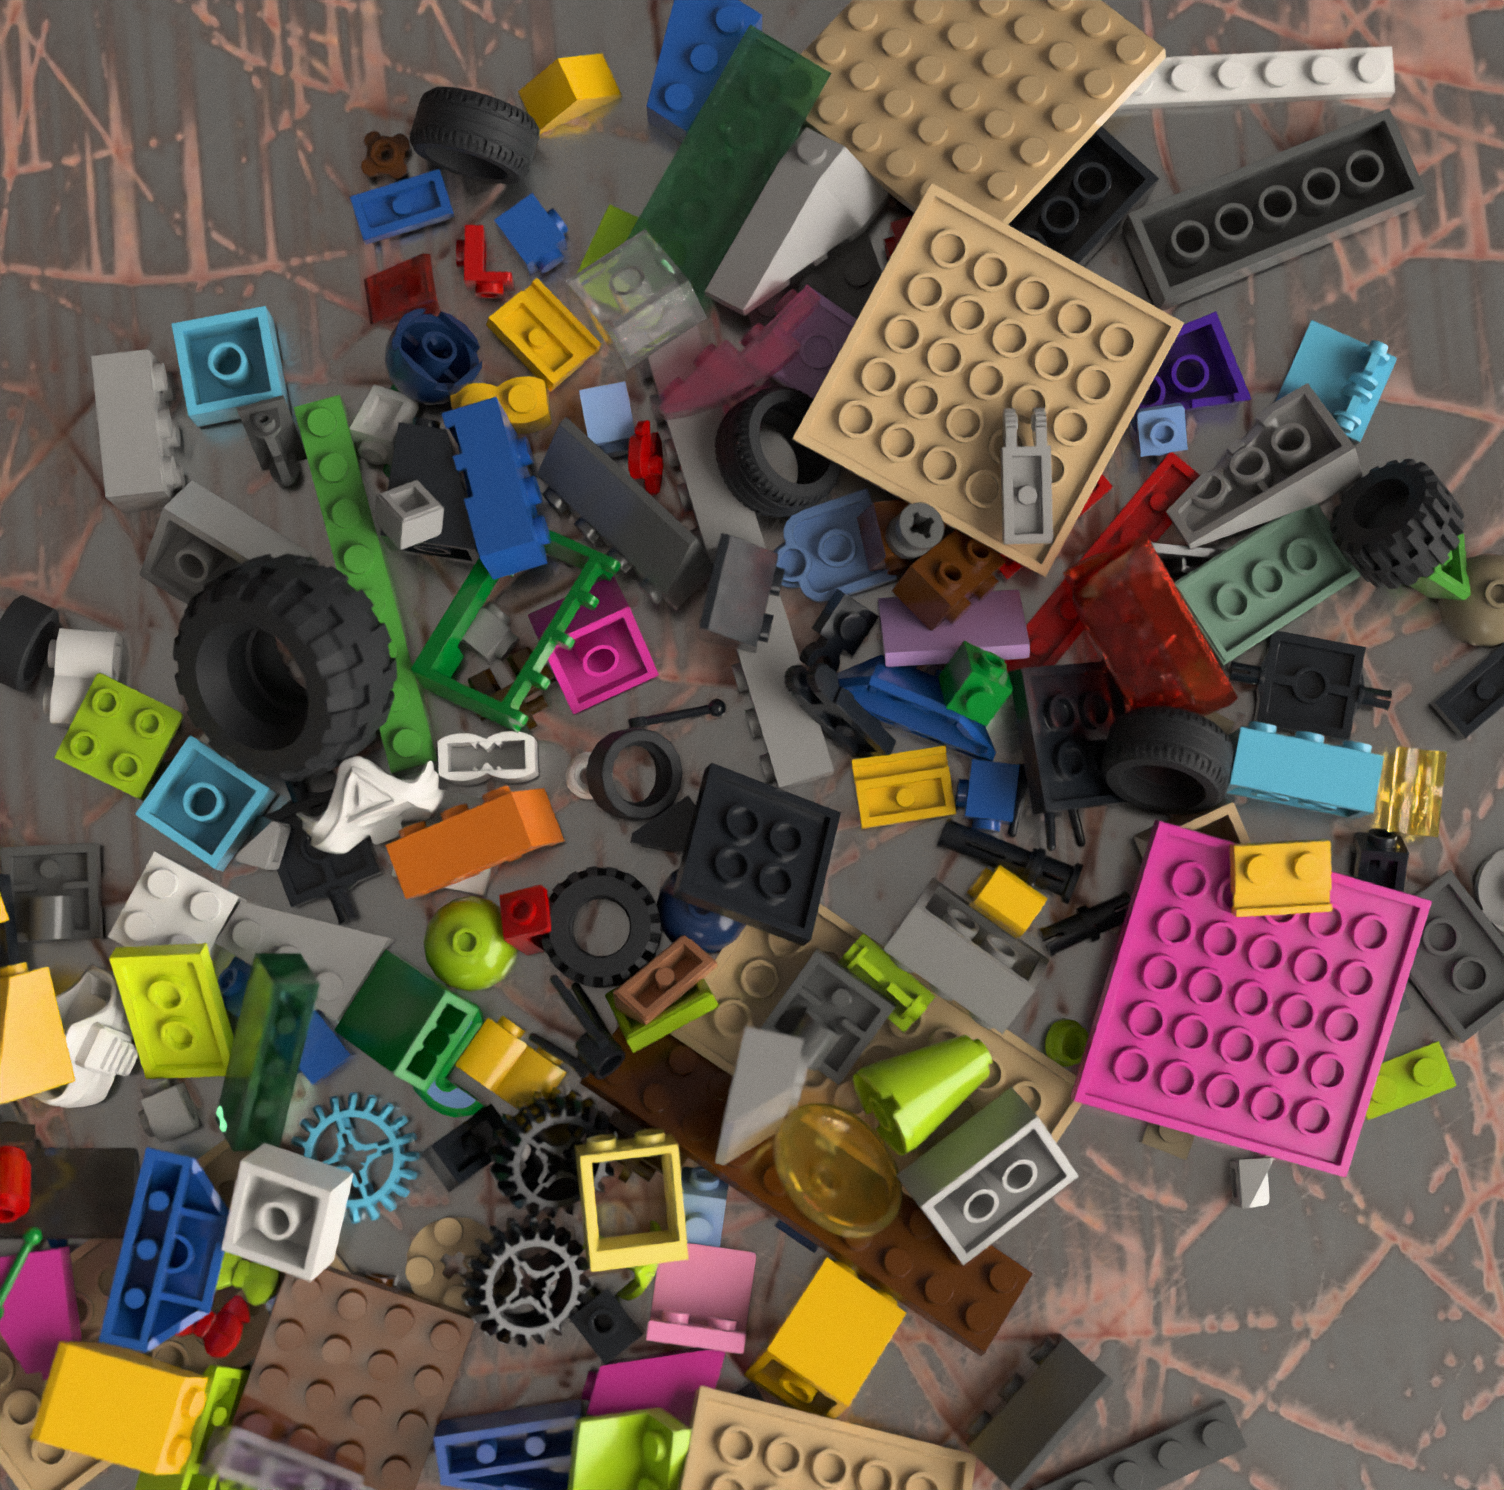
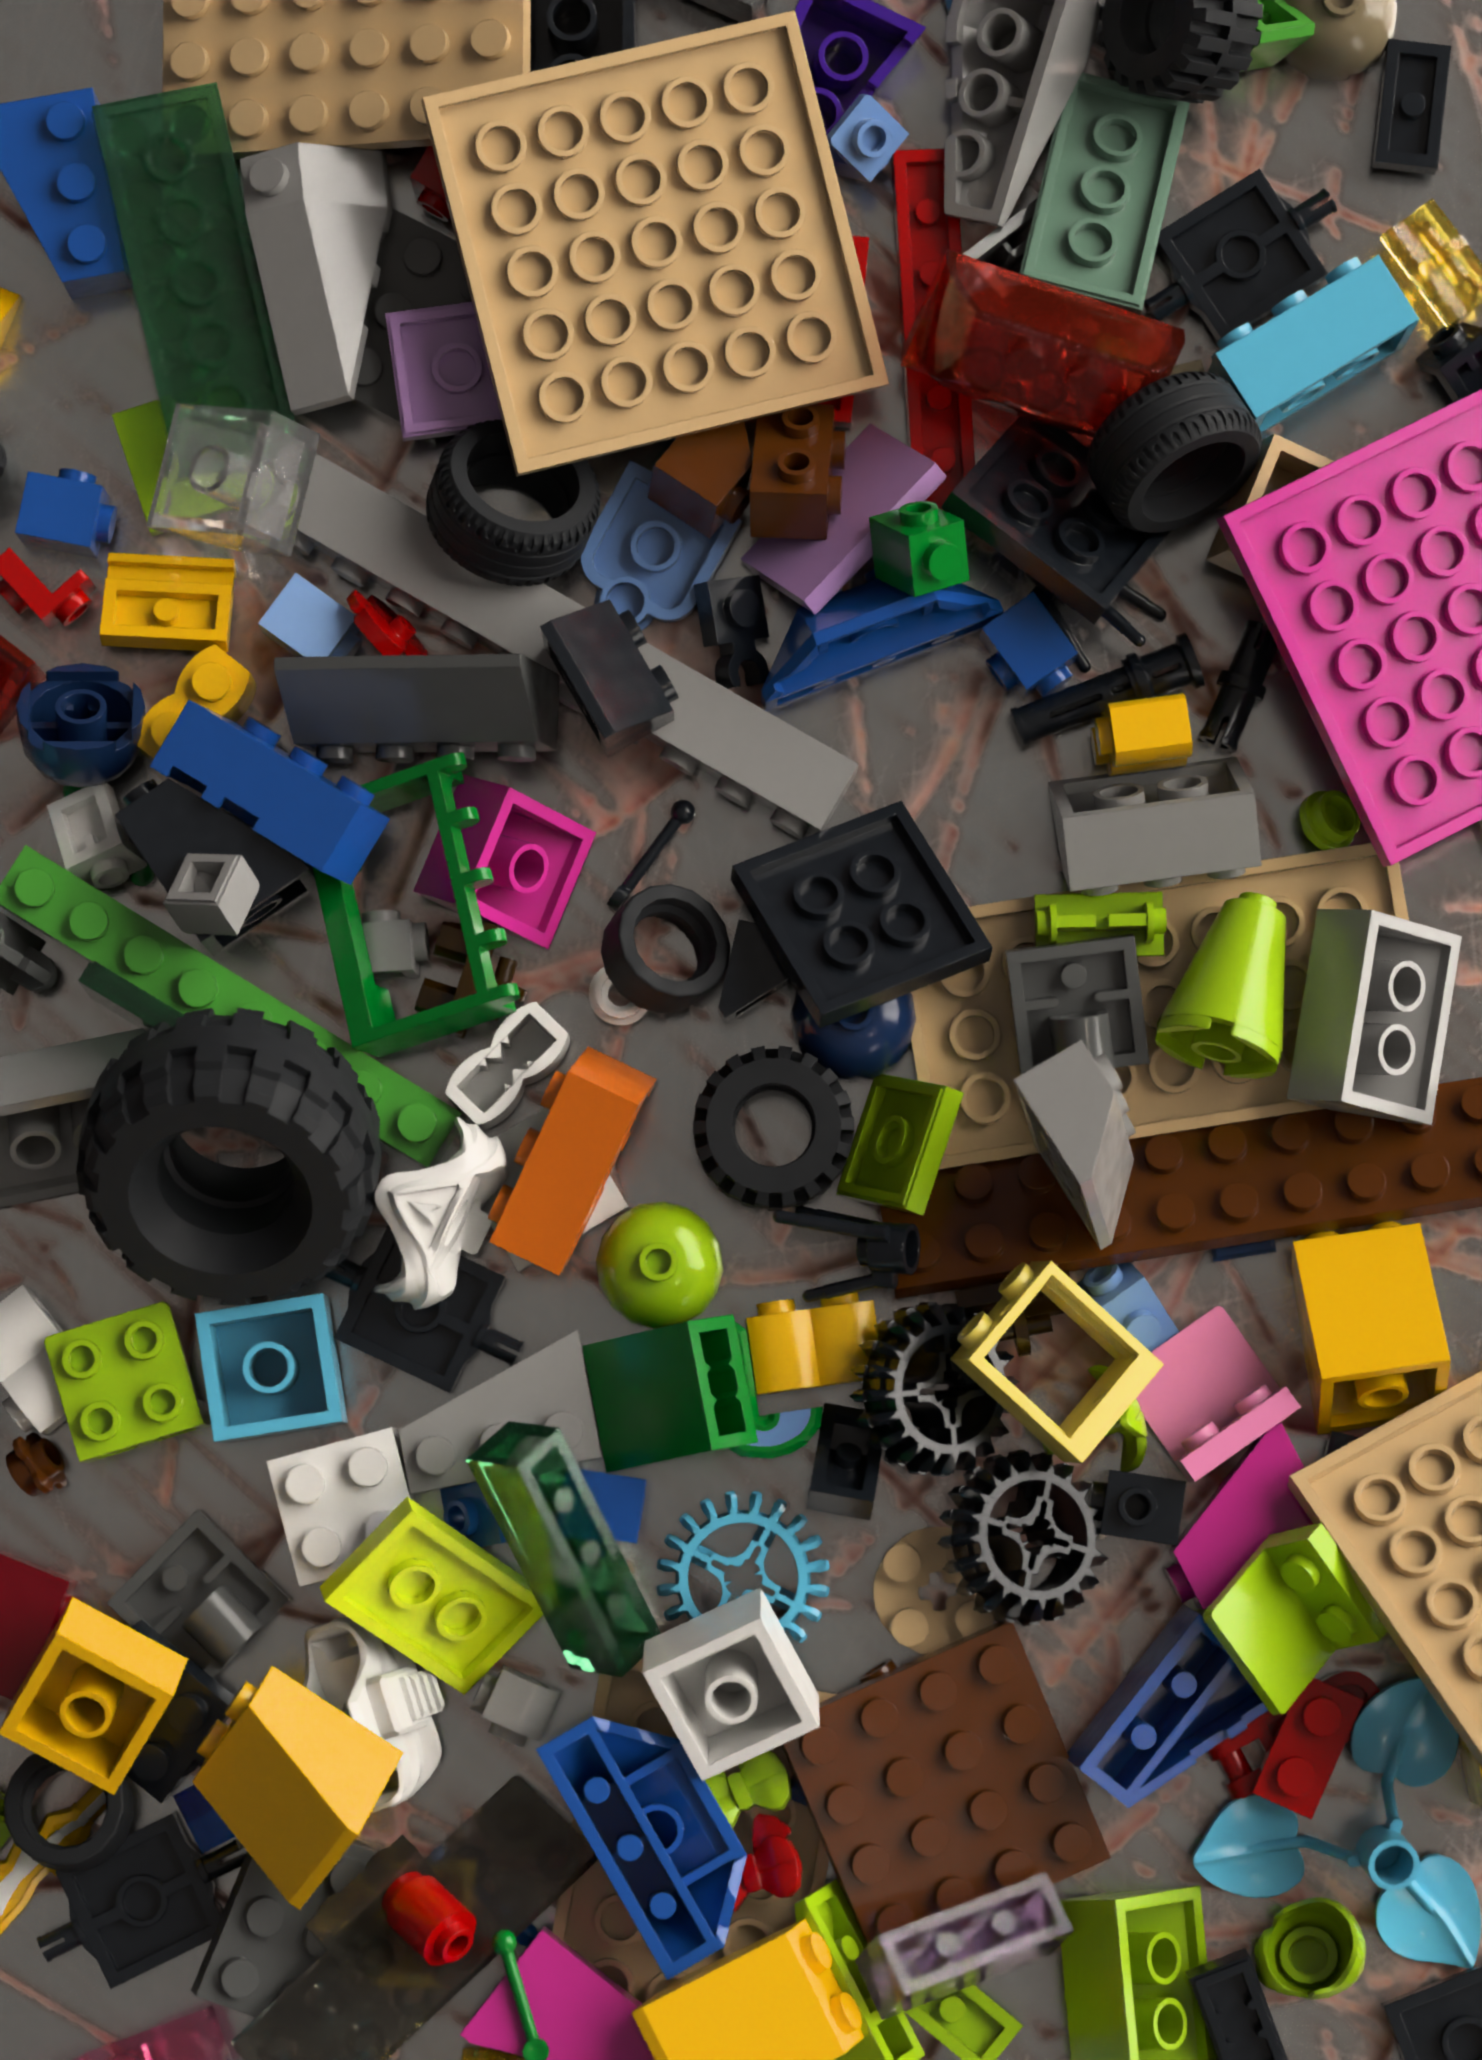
camera: 40 degrees left, 0 degrees up
(33, 737) = (36, 1465): none -> reddish brown plate
(265, 844) = (367, 1352): light grey slope -> none
(314, 528) = (126, 998): none -> clear green tile
(525, 918) = (692, 1185): red bracket -> none
(663, 980) = (885, 1120): nougat slope -> none
(728, 374) = (395, 466): clear pink slope -> none
(837, 1170) = (1227, 1144): clear yellow dish -> none
(838, 711) = (809, 701): black hinge -> none
(903, 787) = (939, 719): yellow plate -> none
(913, 542) = (731, 467): dark grey wheel -> none
(1026, 482) = (786, 306): light grey hinge -> none
(1280, 877) = (1389, 463): yellow plate -> none

